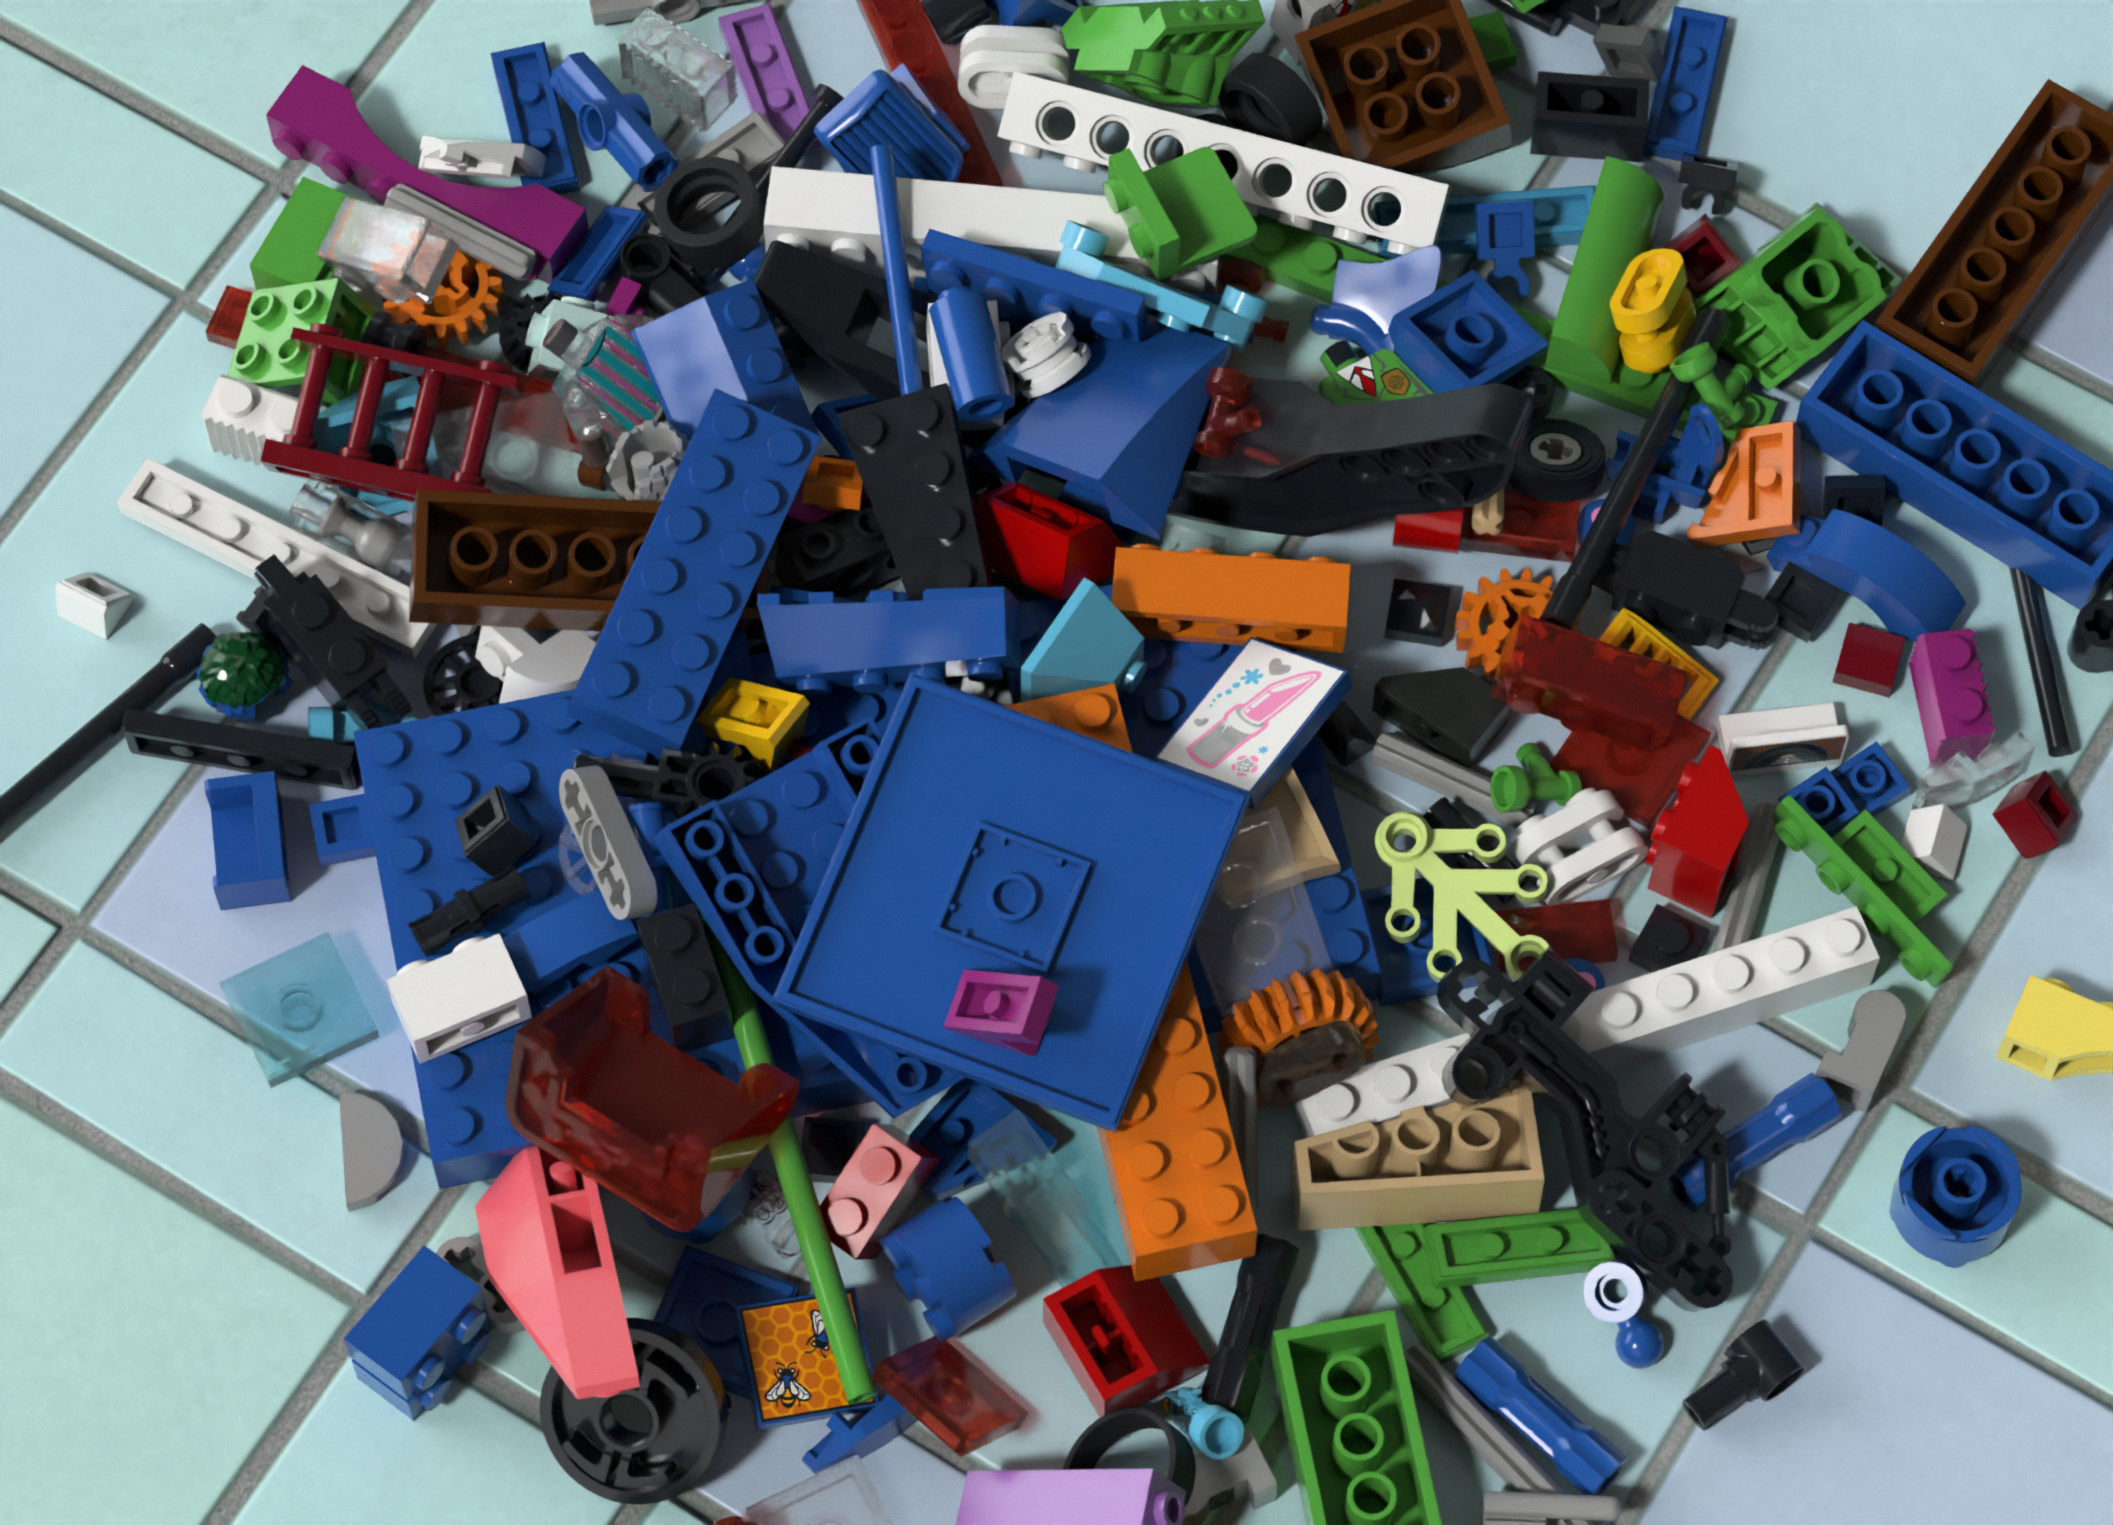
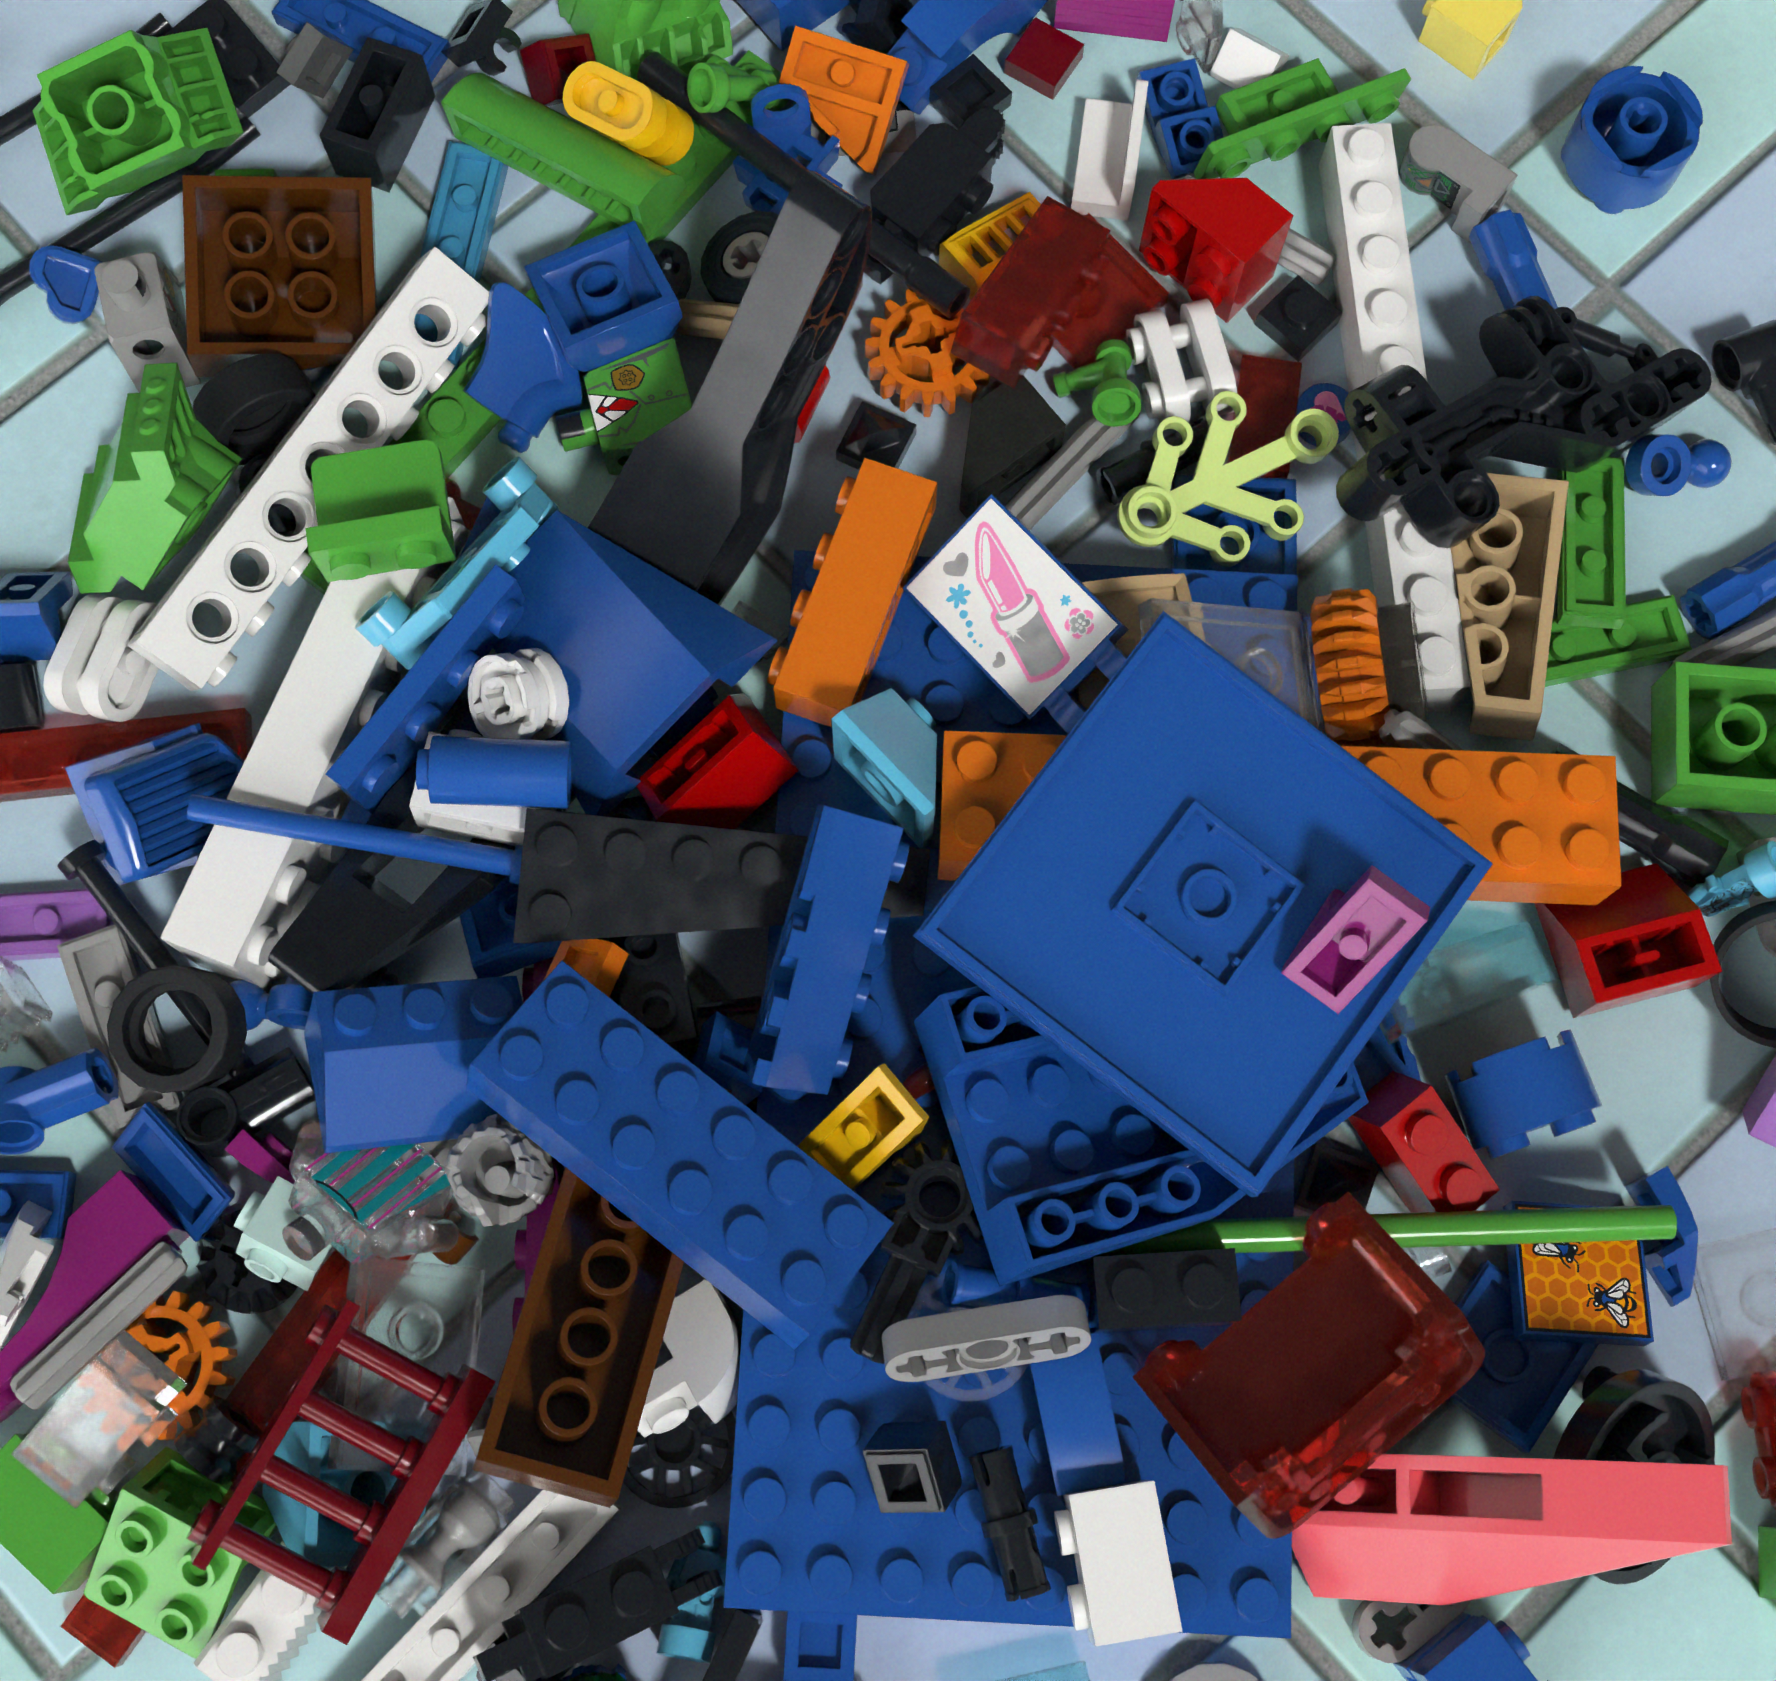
camera: 75 degrees left, 10 degrees up
(949, 1395) = (1665, 1131): clear red tile -> none
(1227, 389) = (622, 522): clear red piece -> none
(1505, 235) = (488, 234): blue plate -> none

